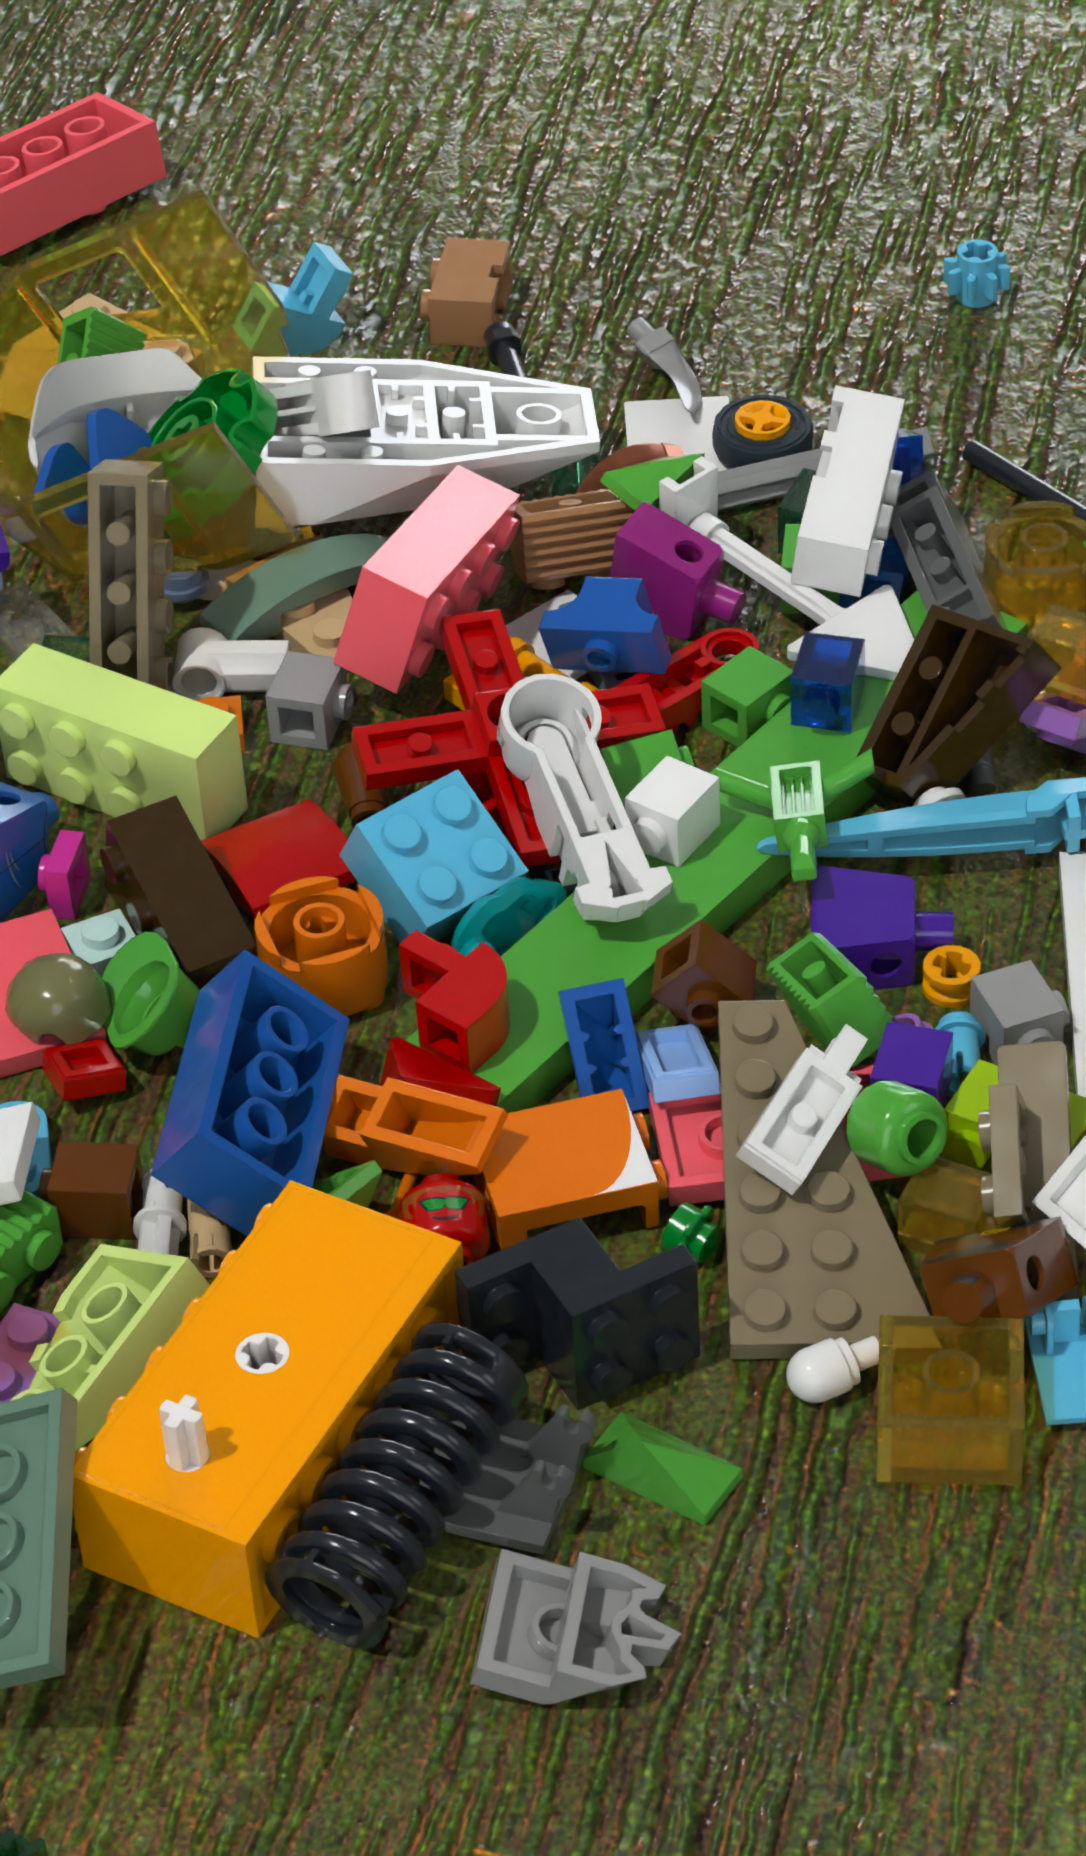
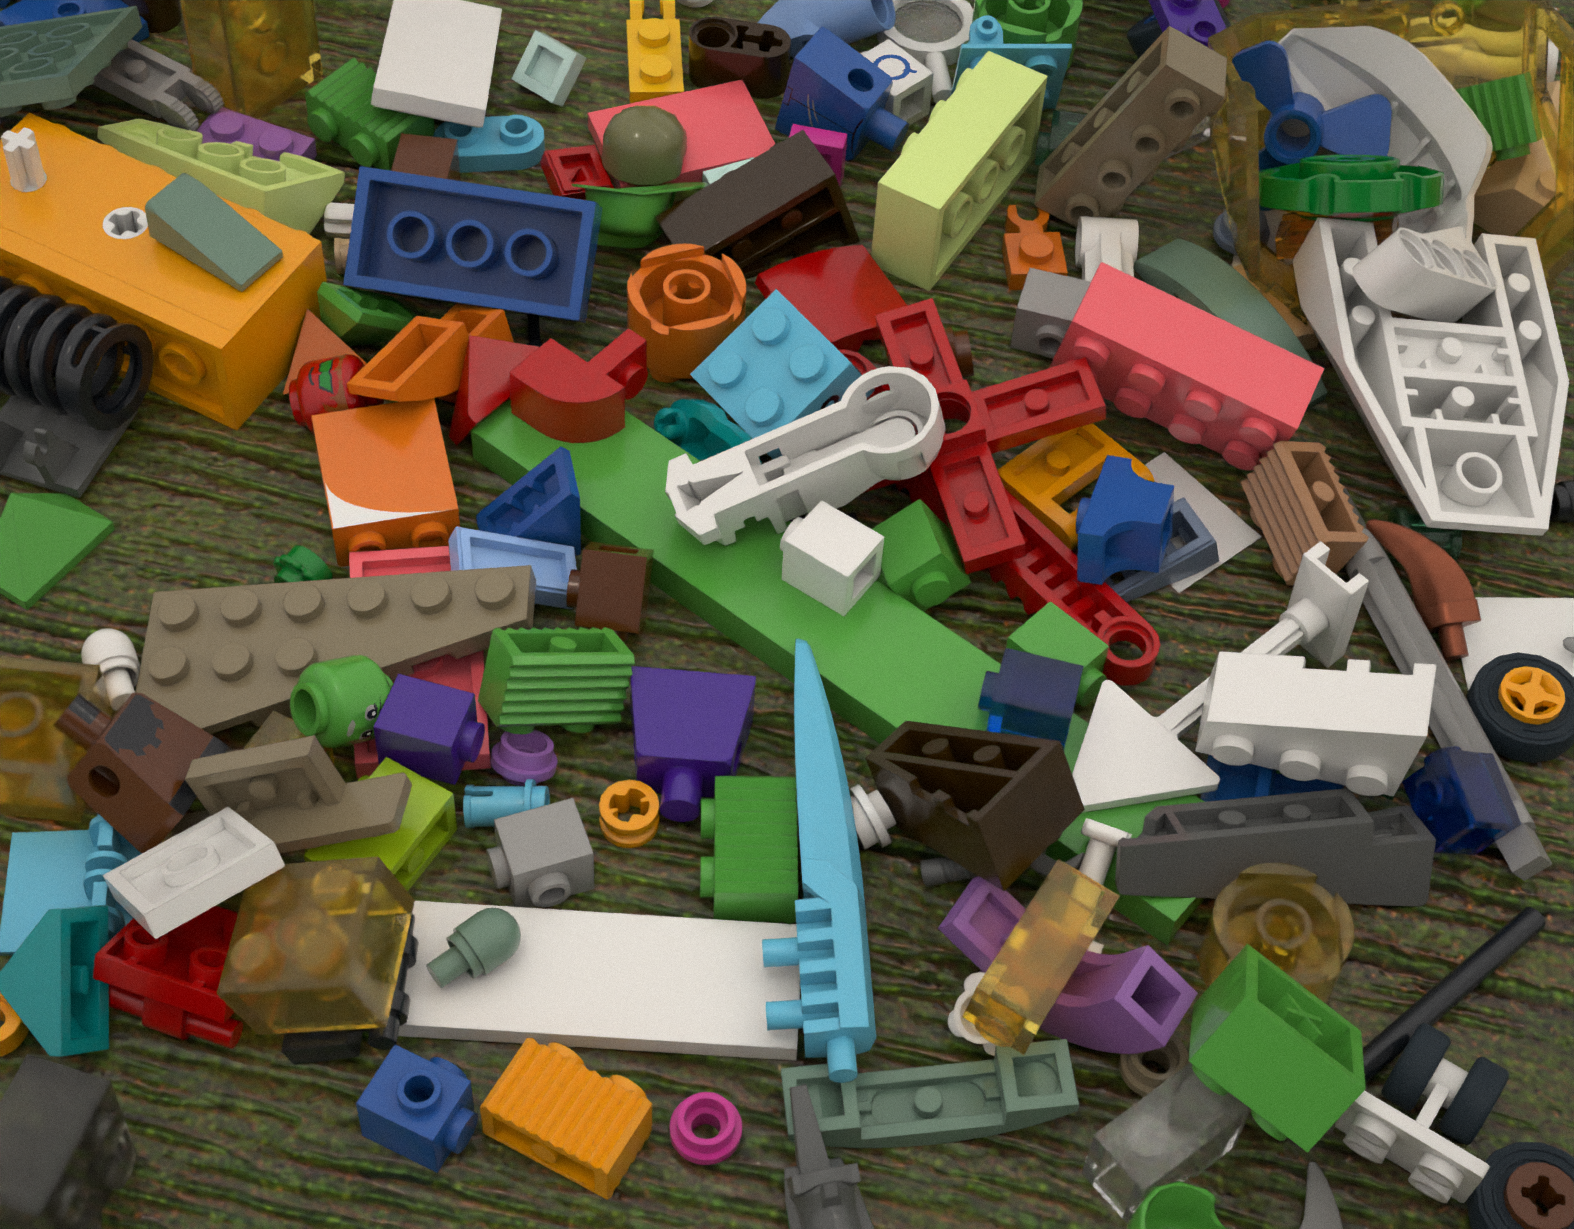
camera: 85 degrees right, 10 degrees up
(299, 1257) = (209, 232): none -> sand green slope
(583, 1314) = (179, 466): black bracket -> none
(641, 480) = (1354, 549): bright green slope -> none
(677, 570) = (1235, 587): magenta torso -> none
(798, 804) = (822, 658): bright green piece -> none
(805, 1112) = (366, 621): white hinge -> none
(988, 878) = (754, 849): none -> bright green brick

